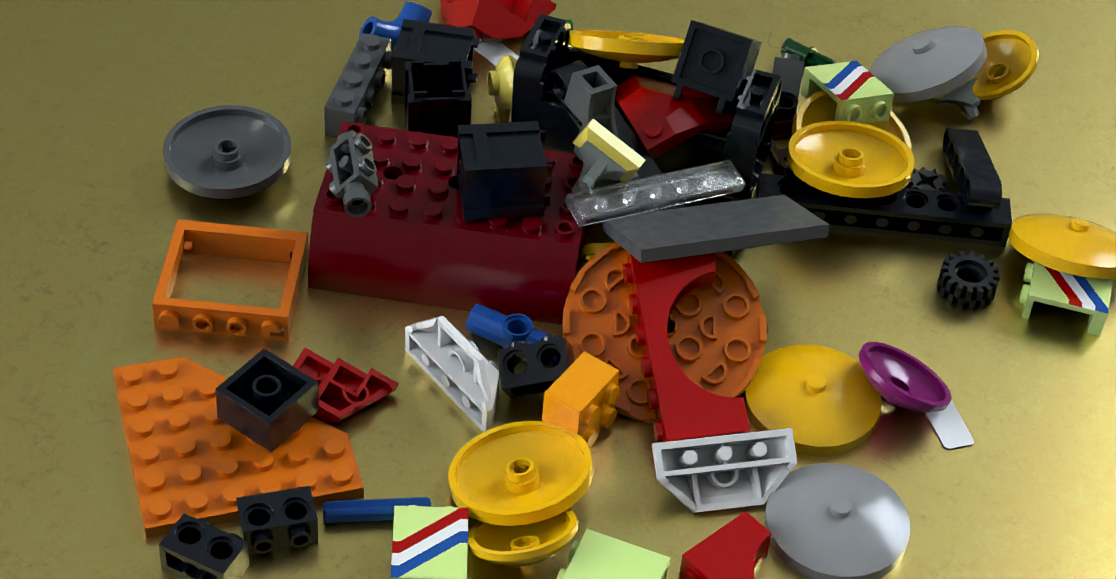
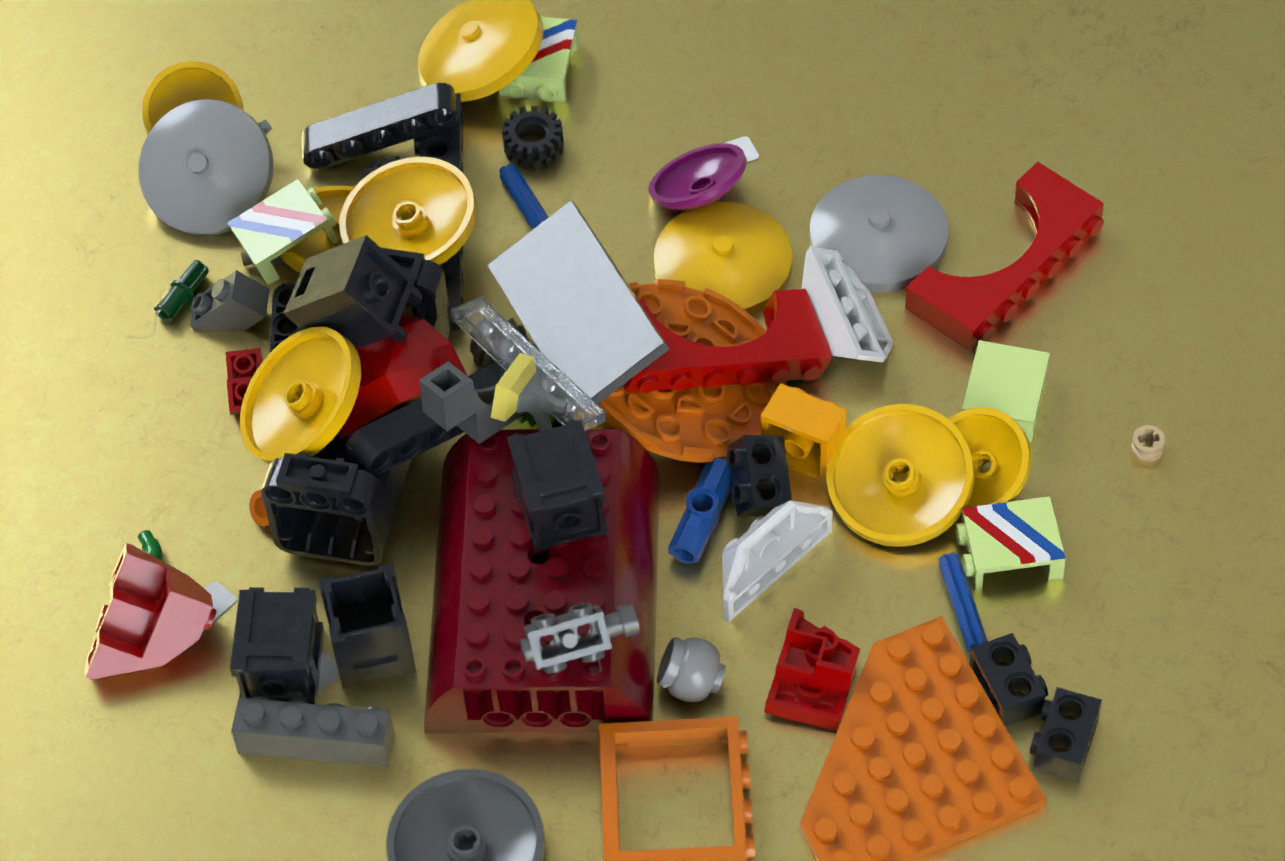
camera: 90 degrees left, 10 degrees up
(267, 399) = (877, 698): black brick -> none
(348, 299) = (691, 669): none -> light grey piece
(392, 28) = (190, 710): blue cylinder -> none
(501, 86) = (322, 552): light yellow animal -> none
(876, 274) = (522, 195): none -> blue axle

